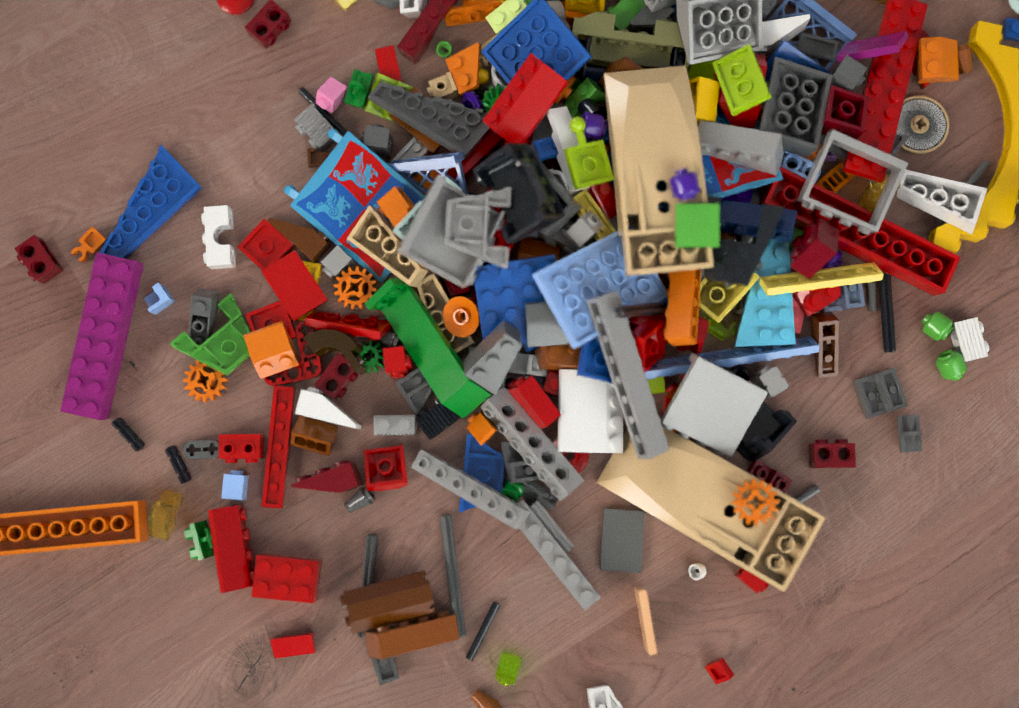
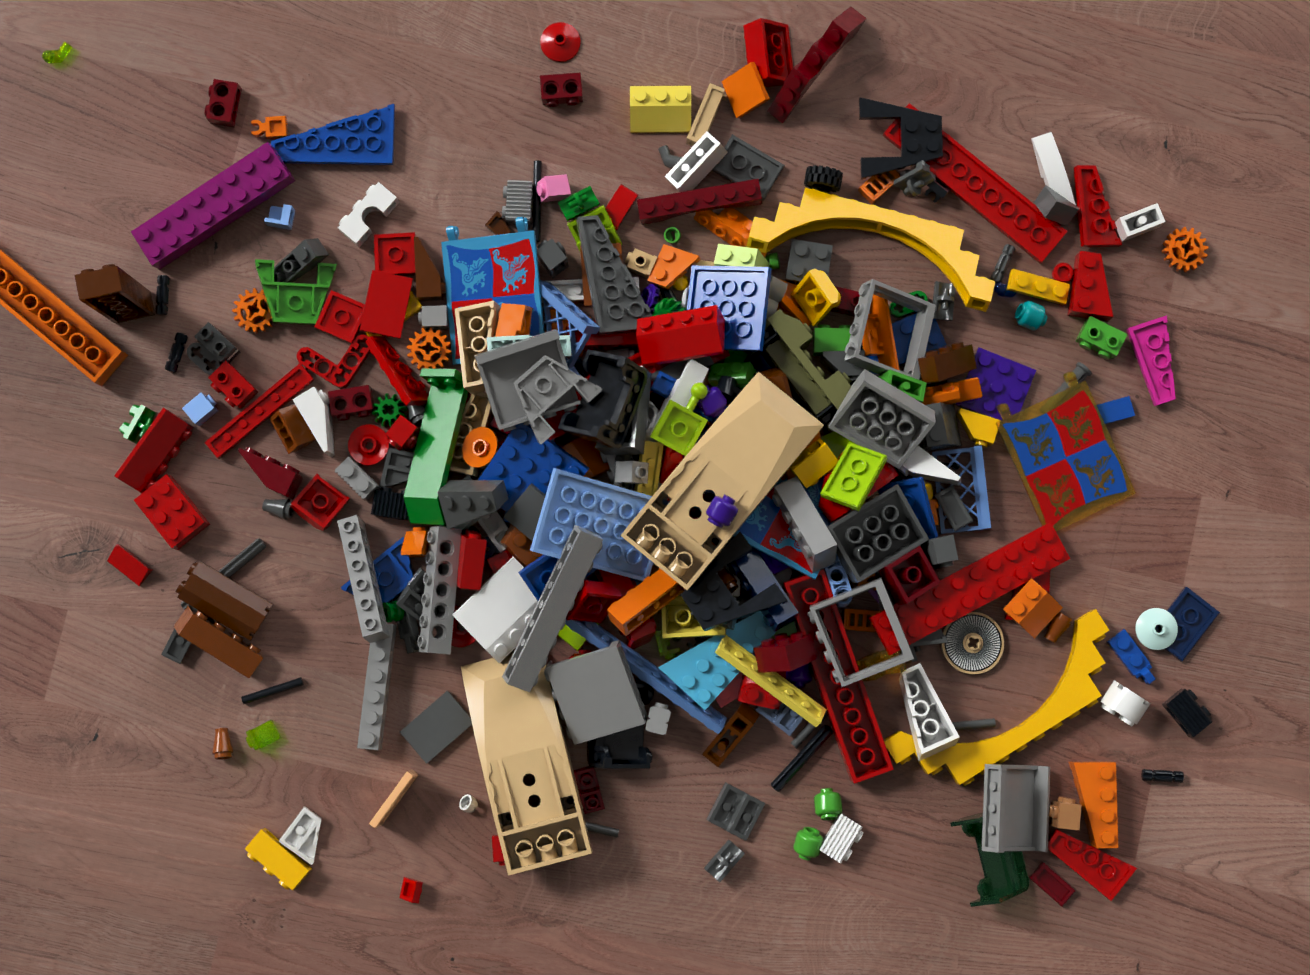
camera: 45 degrees right, 0 degrees up
(89, 463) = (114, 294): none -> reddish brown brick
(162, 515) = (129, 379): clear yellow brick -> none
(201, 429) = (217, 343): none -> dark grey hips
(271, 349) = (322, 335): orange slope -> none
(327, 341) = (367, 368): dark brown arch -> none
(368, 394) = (359, 439): none -> red dish
(452, 572) = (292, 627): dark grey axle -> none
(551, 526) = (396, 665): light grey axle -> none
(566, 92) = (726, 356): orange plate -> none
(642, 309) = (608, 570): black axle -> none
(696, 225) = (702, 549): bright green tile -> none
(755, 512) = (557, 782): orange gear -> none
(832, 457) = (647, 824): dark red brick -> none
(873, 46) = (985, 548): magenta tile -> none

